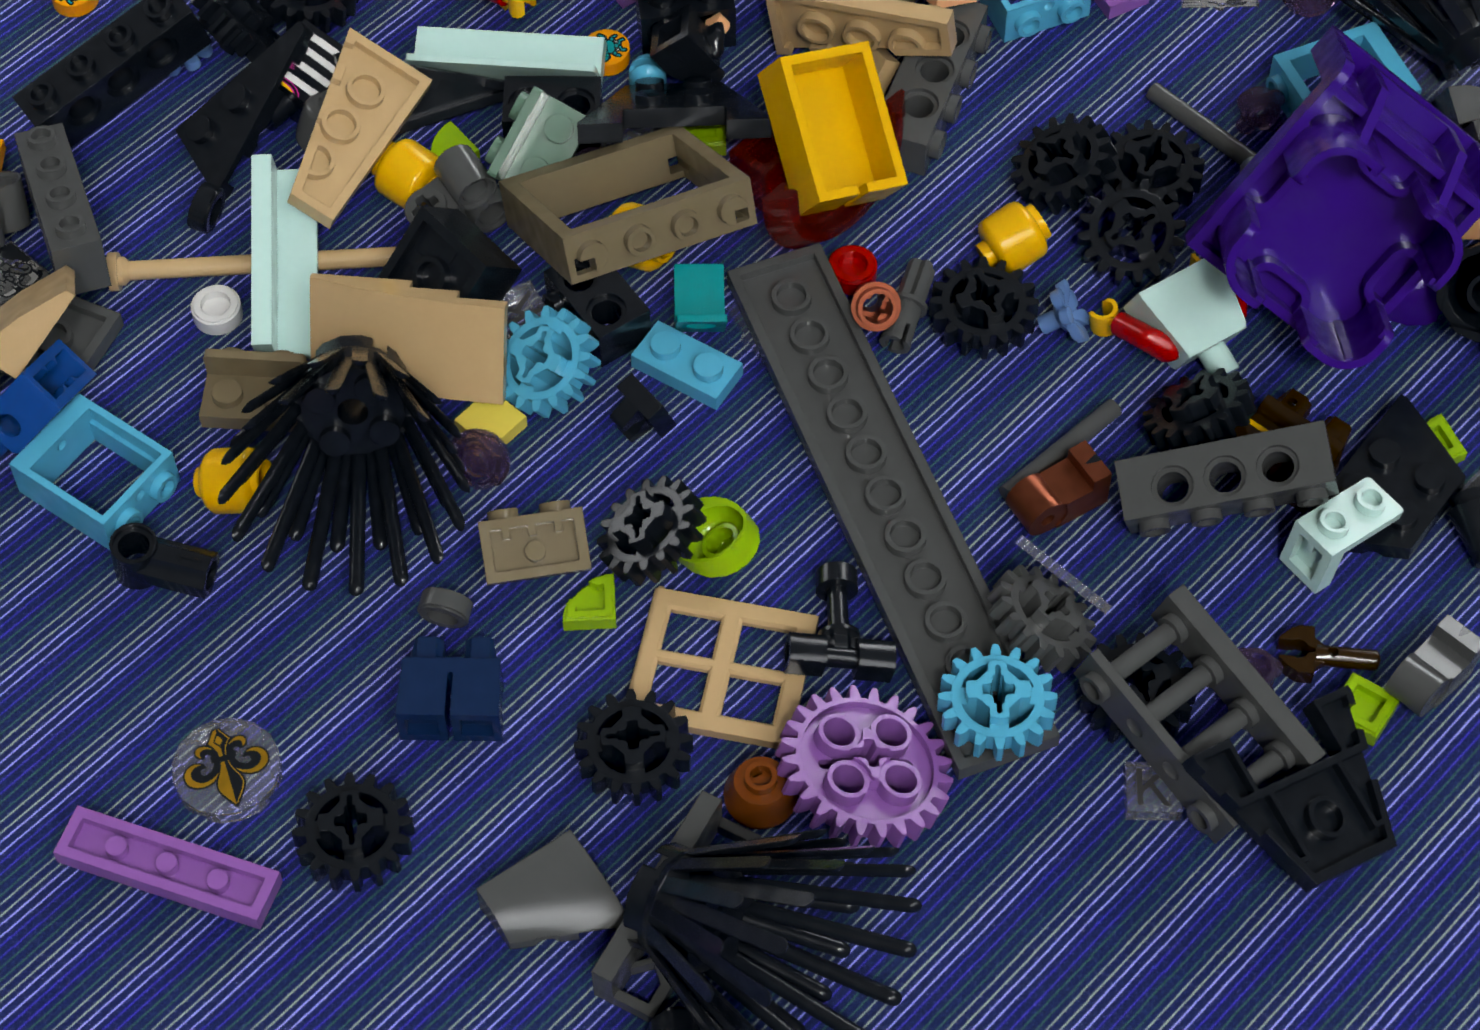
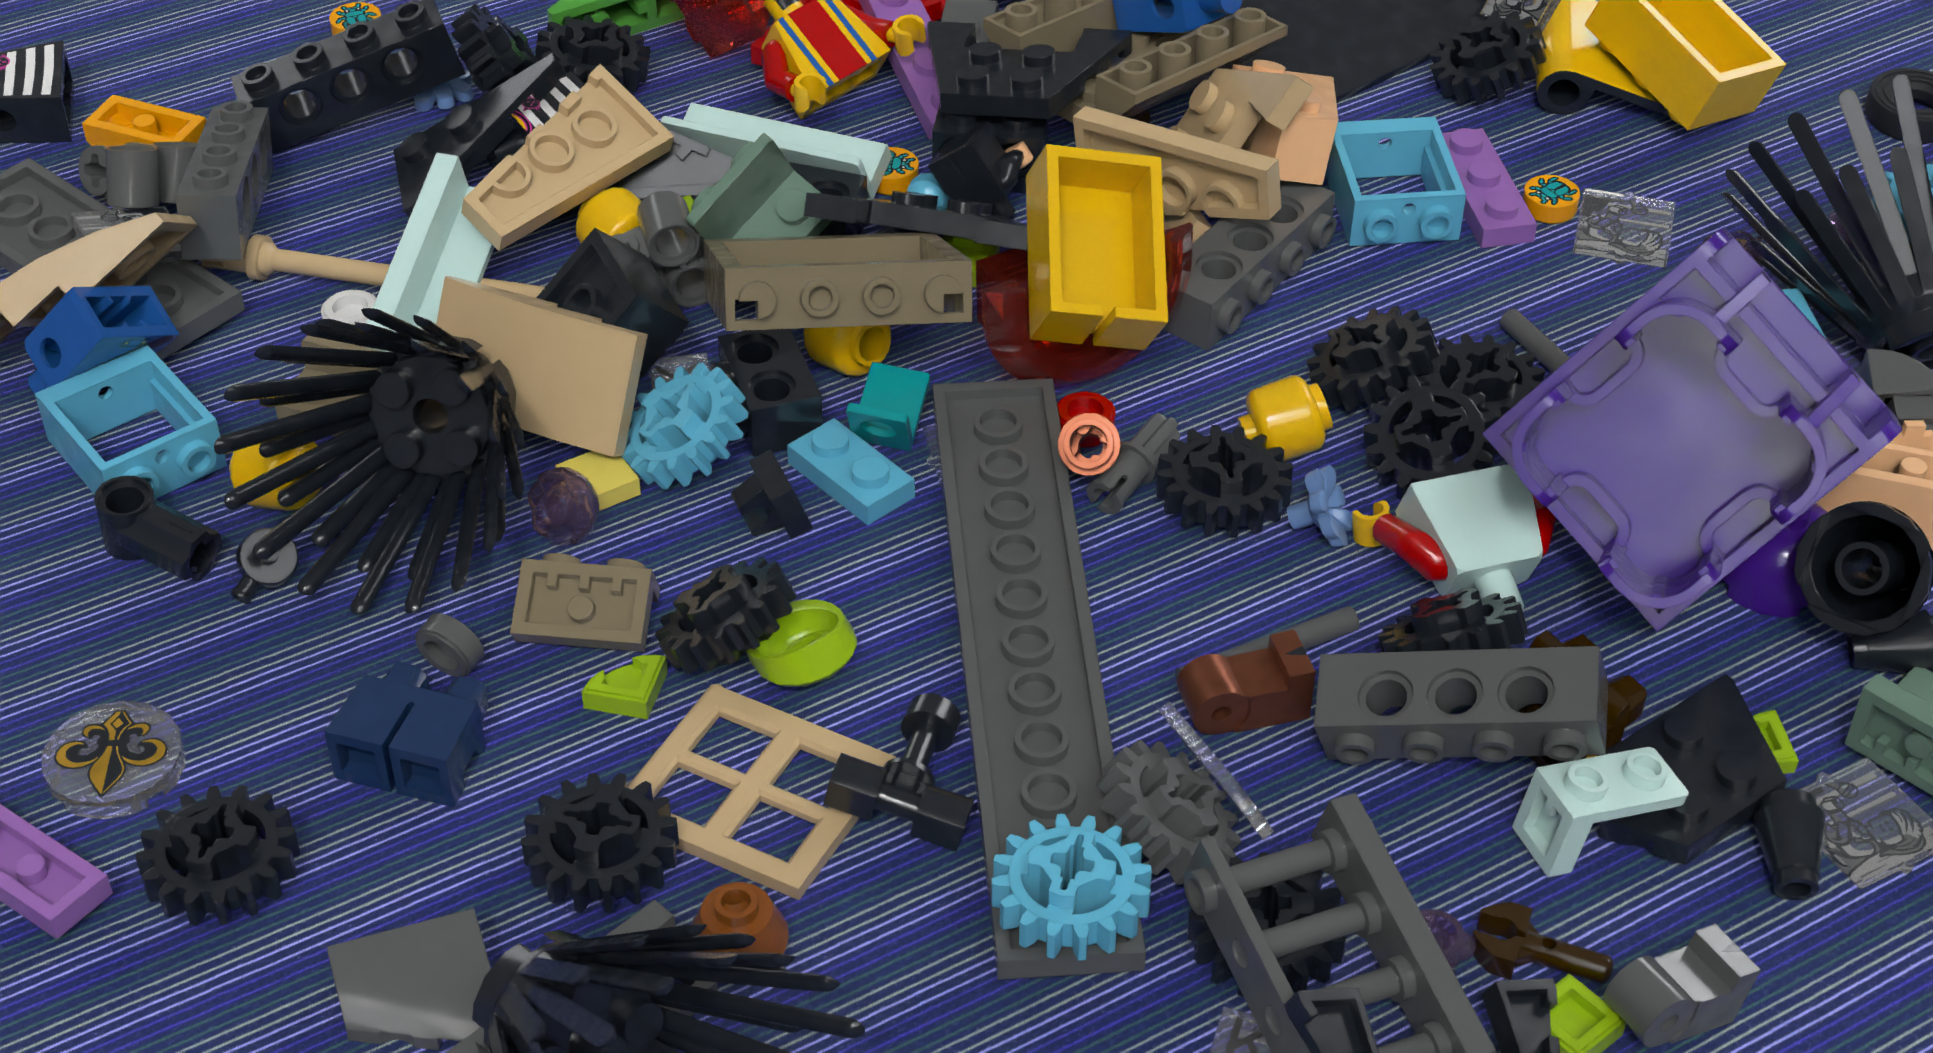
camera: 15 degrees right, 15 degrees down
(206, 208) = (385, 219): black tile -> none
(253, 573) = (262, 572): none -> black piece
(870, 755) = (880, 926): medium lavender gear -> none

